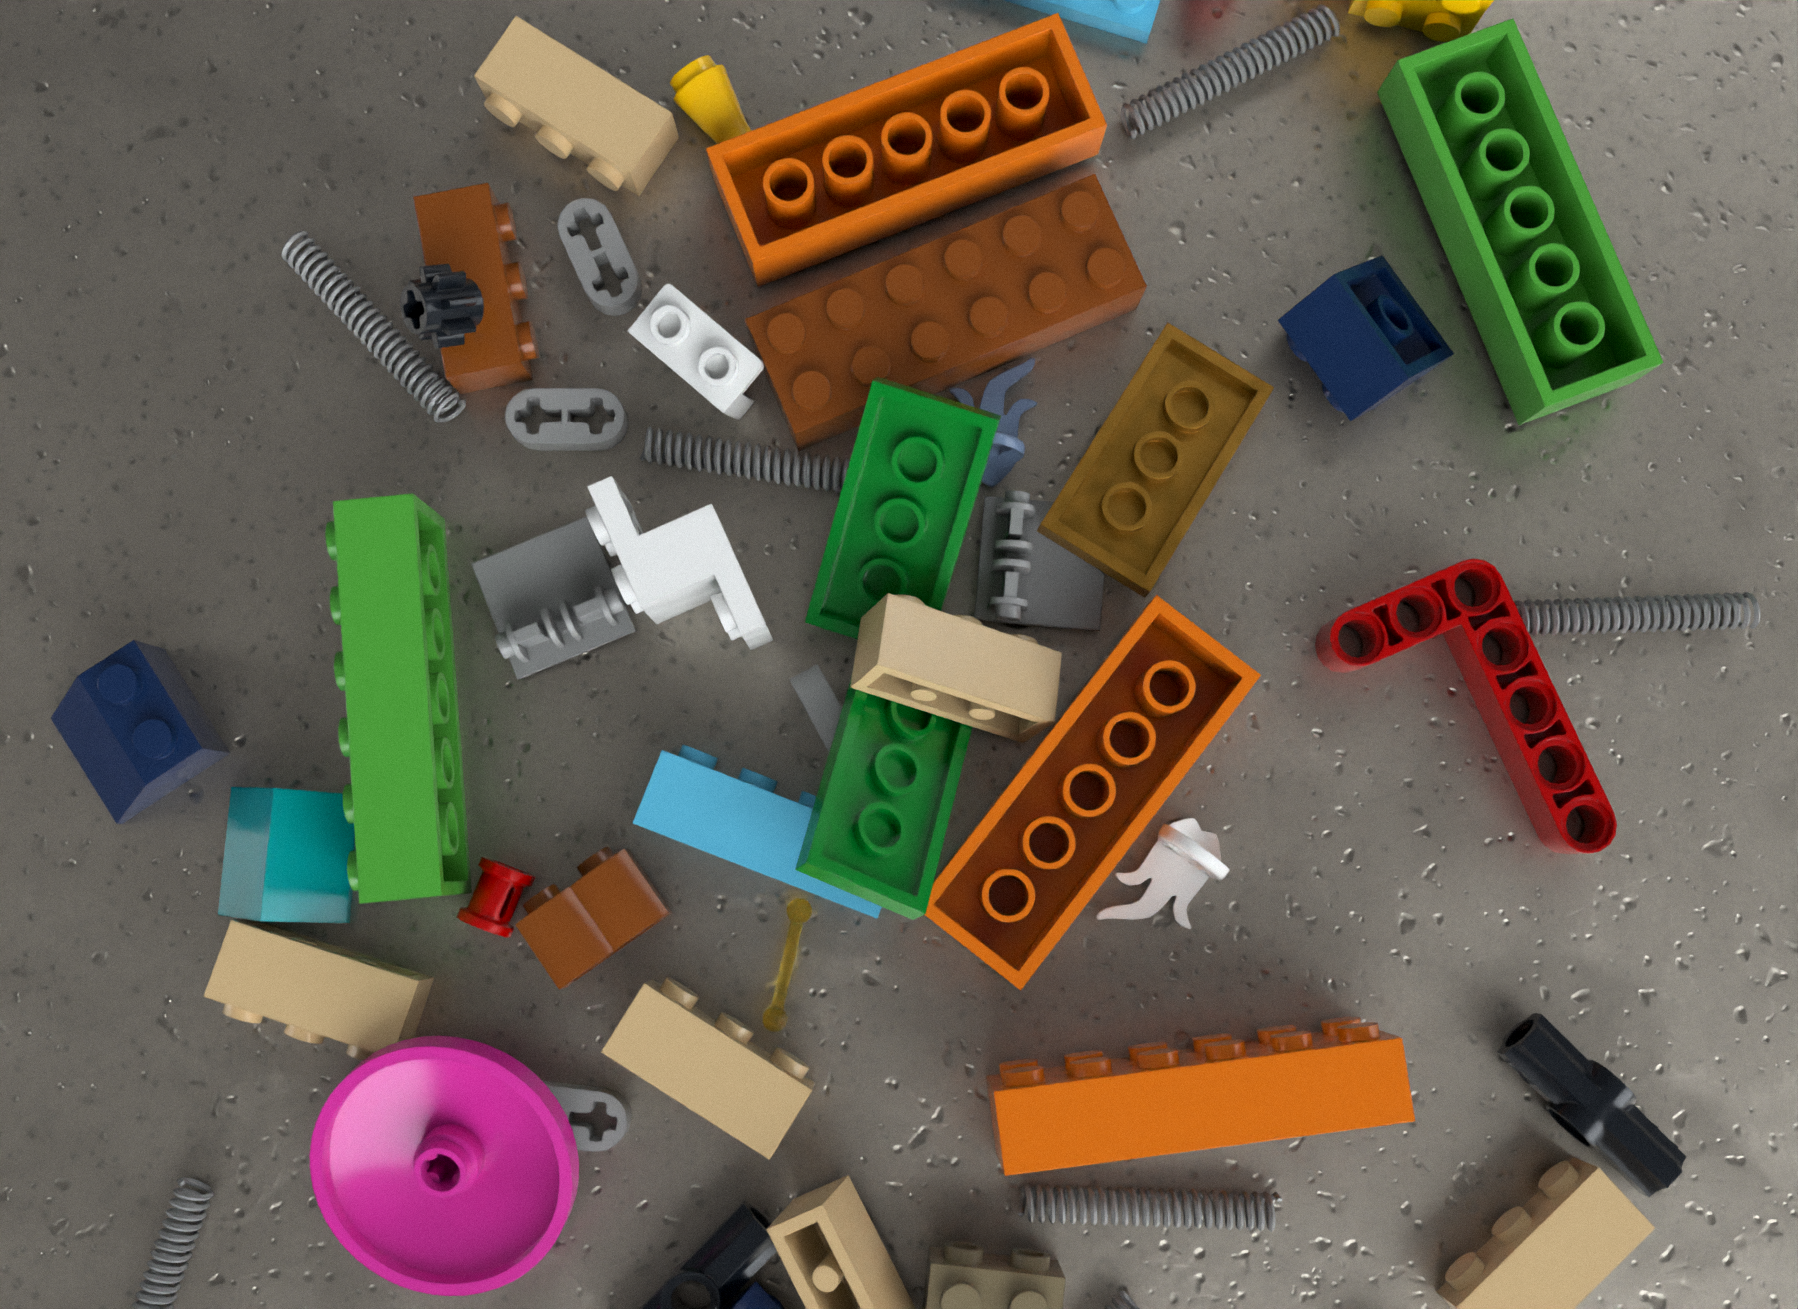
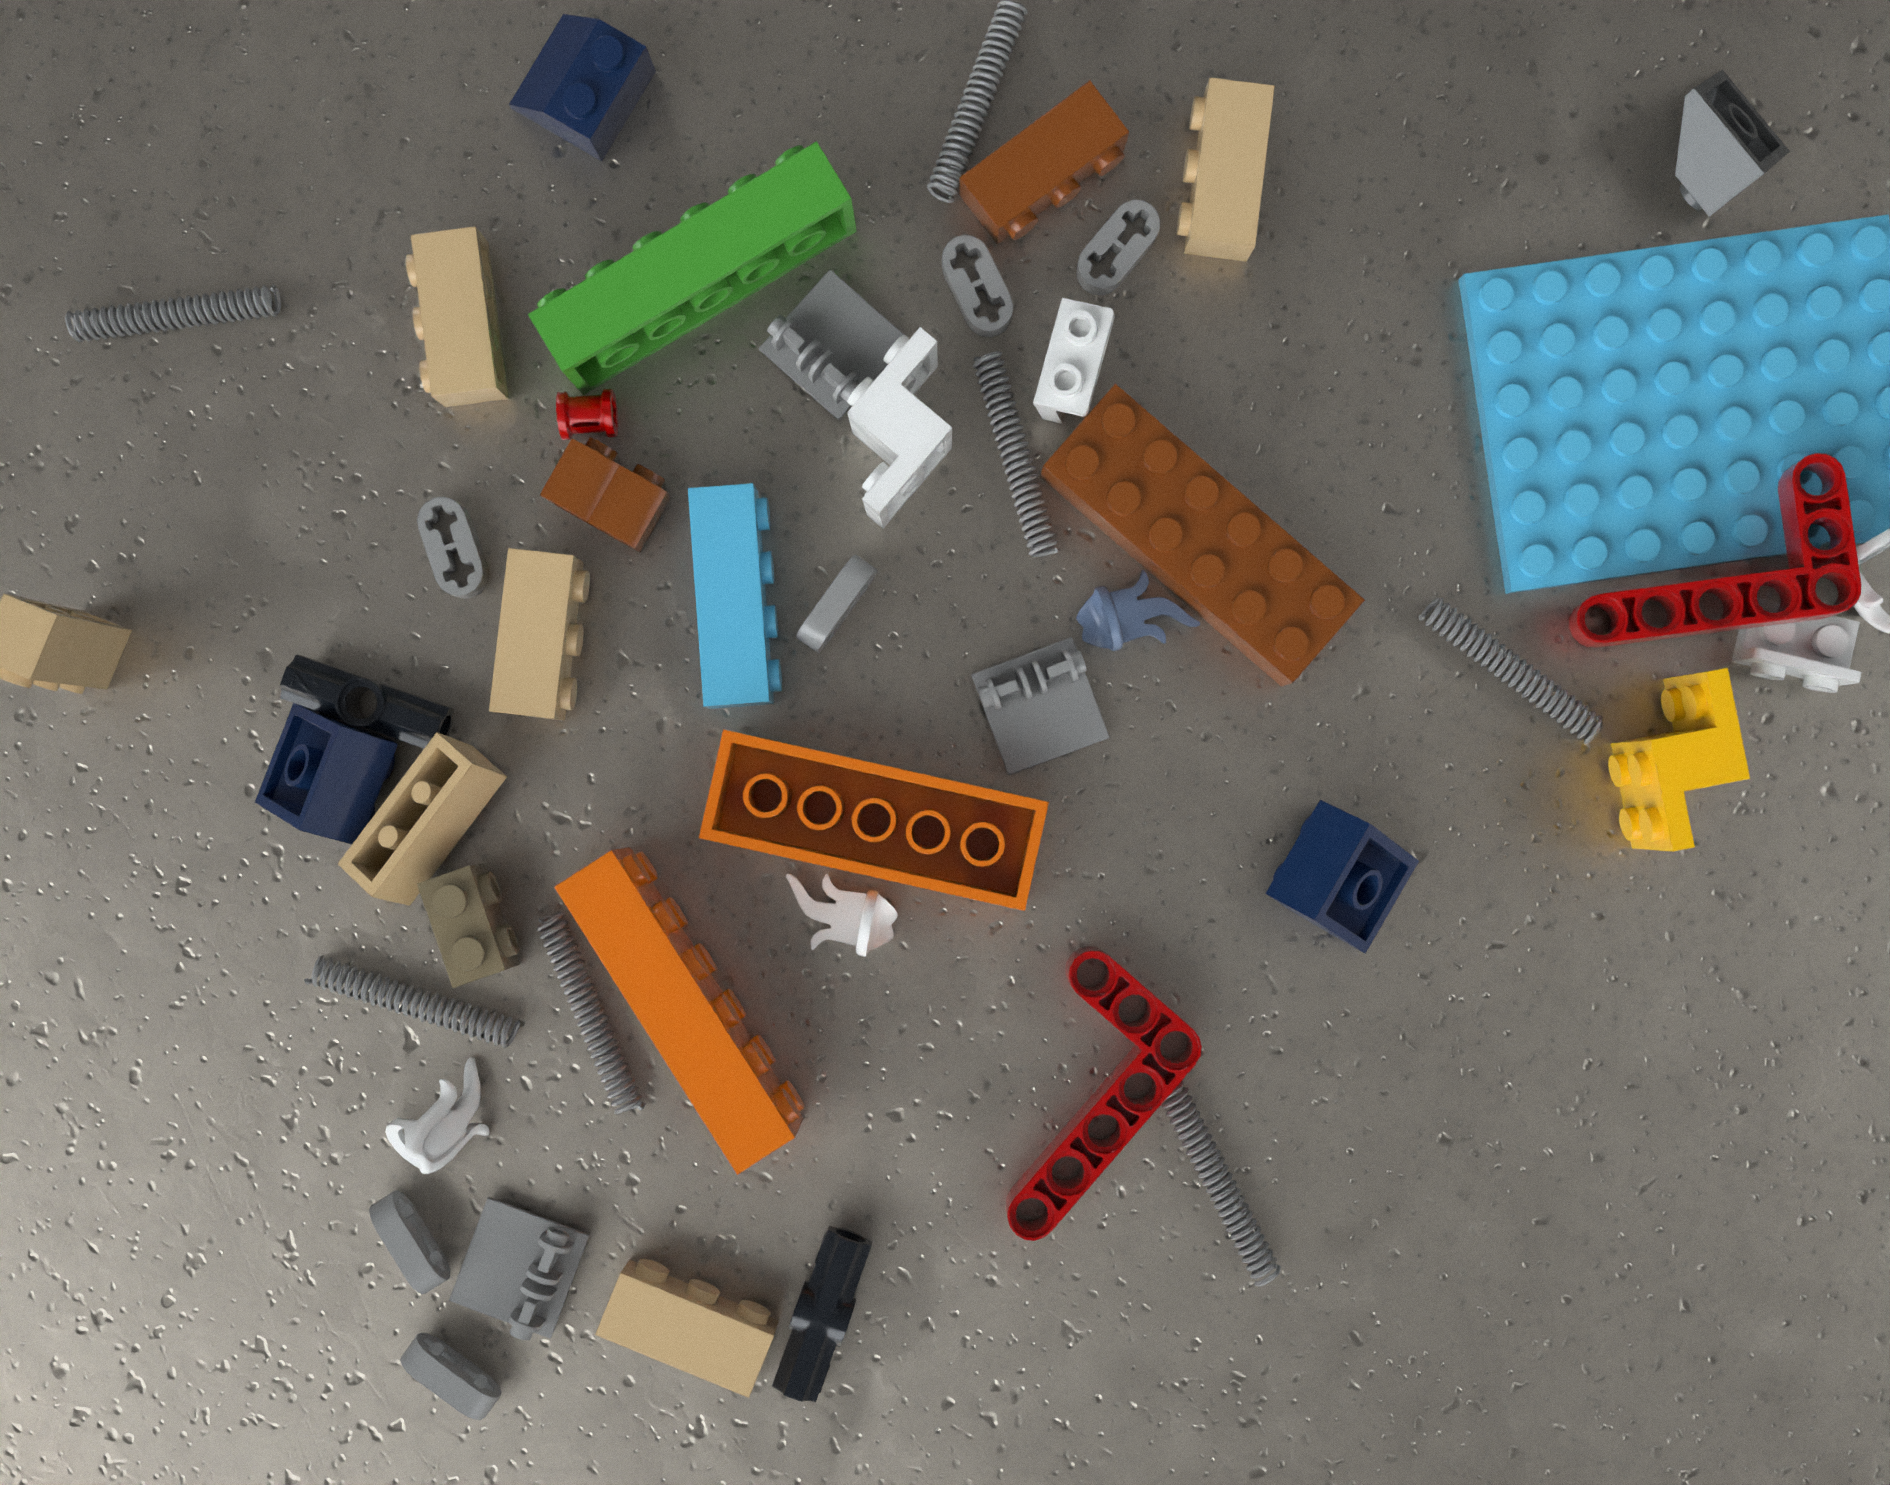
camera: 70 degrees right, 5 degrees up
(286, 857) = (542, 242): teal slope -> none
(442, 305) = (1009, 146): black gear -> none
(444, 1165) = (373, 474): dark pink dish -> none
(709, 99) = (1284, 272): yellow cone -> none
(775, 1017) = (684, 647): clear yellow hinge -> none
(884, 802) = (814, 665): green plate -> none
(901, 504) = (1017, 579): green plate -> none
(907, 149) = (1316, 444): orange brick -> none
(956, 668) = (921, 676): tan brick -> none
(1155, 460) = (1162, 755): pearl gold plate -> none
(1517, 222) = (1492, 952): bright green brick -> none

